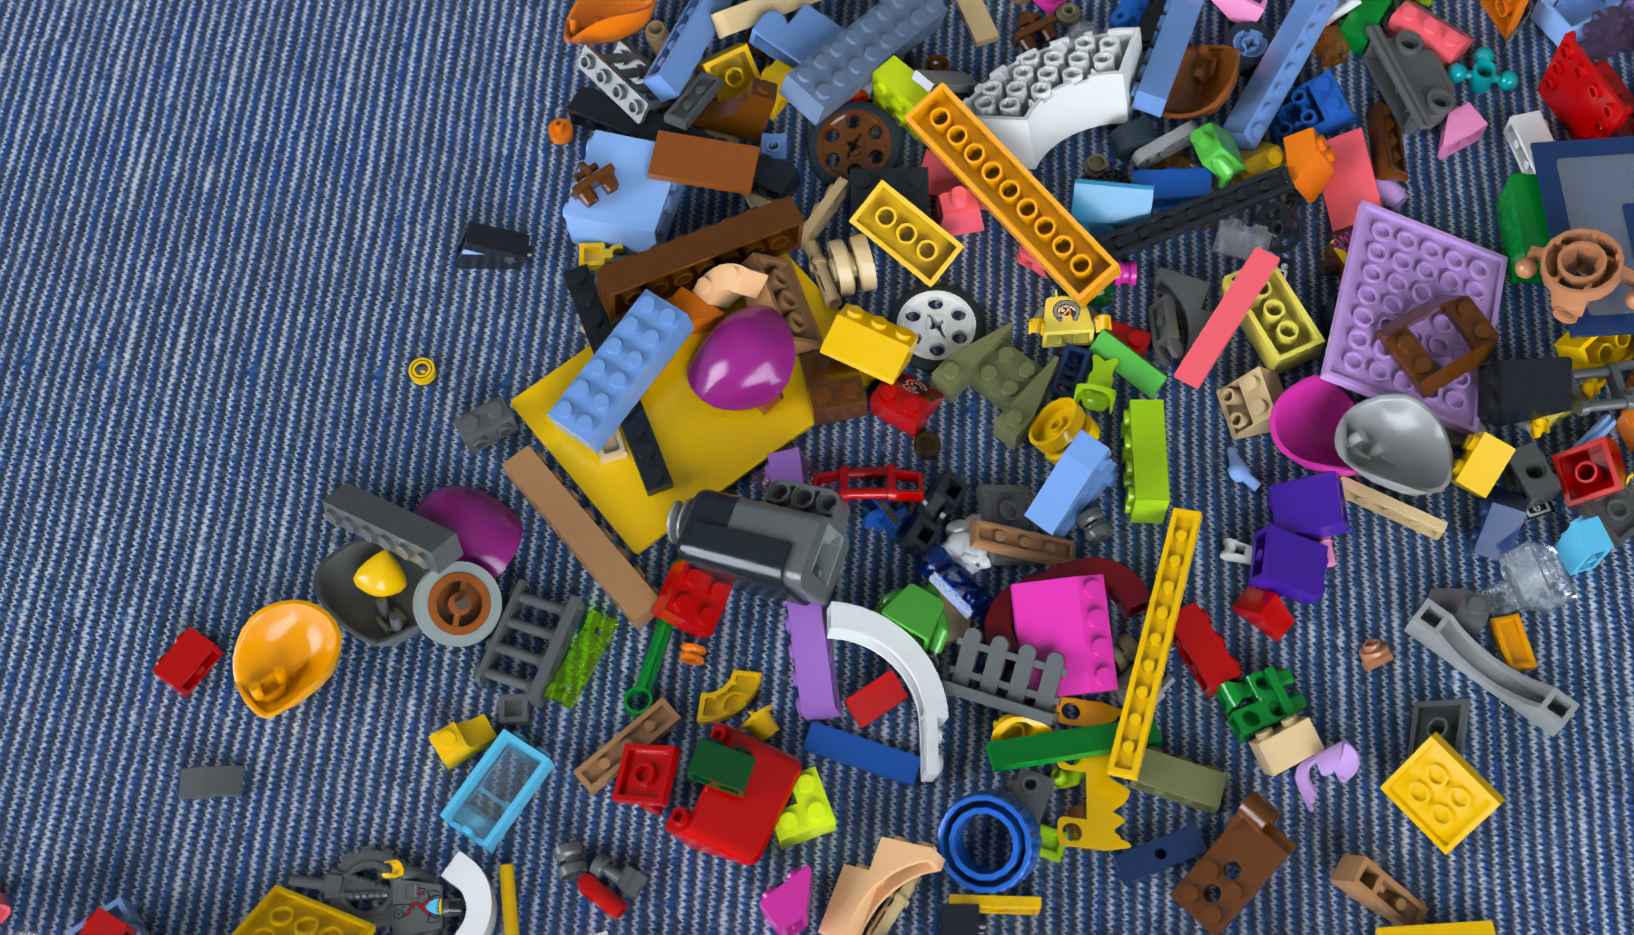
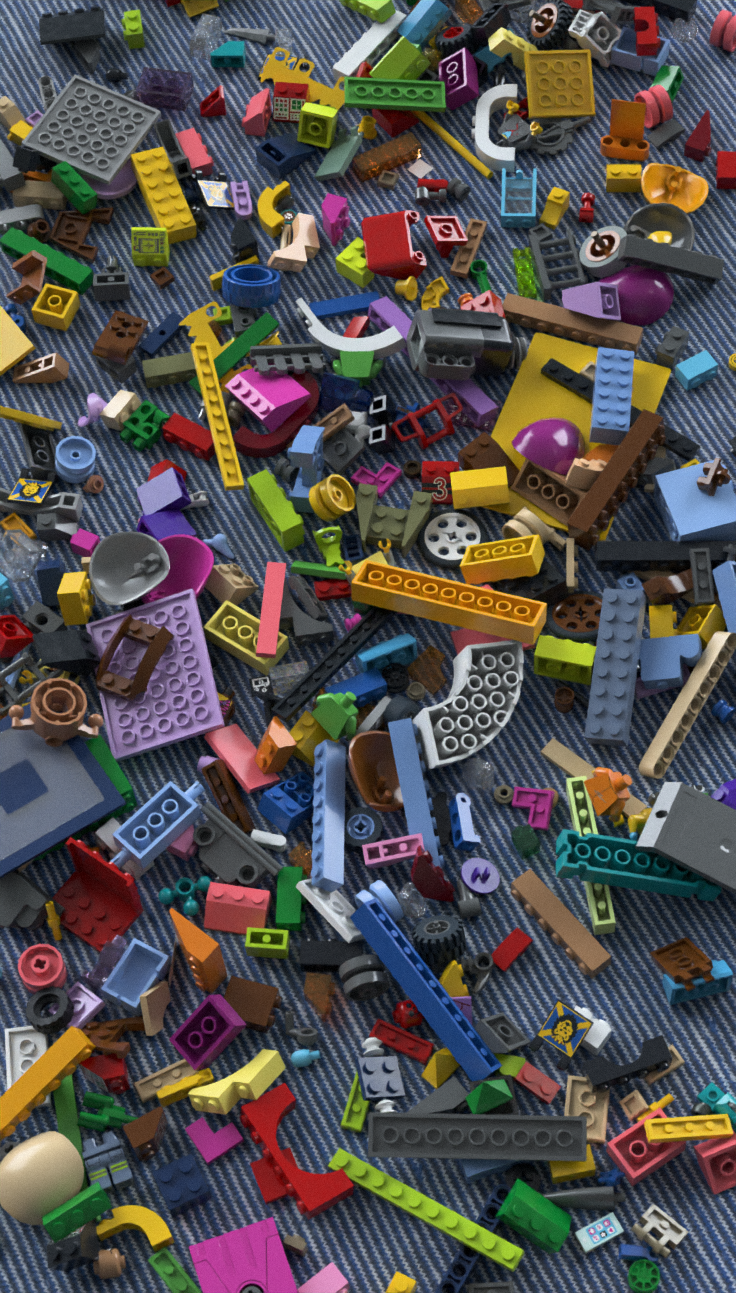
camera: 150 degrees right, 5 degrees down
(136, 866) = (670, 79): none -> green brick
(174, 738) = (699, 142): none -> dark red slope
(192, 824) = (657, 105): none -> coral wheel
(275, 783) = (626, 132): none -> orange piece
(325, 742) = (623, 177): none -> yellow slope
(426, 704) = (586, 212): none -> red leg
(481, 380) = (696, 370): none -> medium azure brick
(539, 528) = (594, 299): none -> lavender slope
(704, 162) = (658, 529): dark orange tile -> none
(722, 766) = (404, 235): dark green brick -> none
(955, 80) = (546, 675): light grey tile -> none
(981, 450) = (383, 479): none -> dark pink tile
(1043, 27) = (520, 765): reddish brown hips -> none
(1063, 179) = (427, 670): none -> clear orange tile
(1359, 87) = (269, 840): none -> white bar
(1391, 693) = (75, 459): none -> light blue wheel
(1426, 562) = (84, 543): none -> dark pink brick
(1475, 675) = (31, 491): none -> flag
(1495, 126) = (156, 825): none -> light blue brick

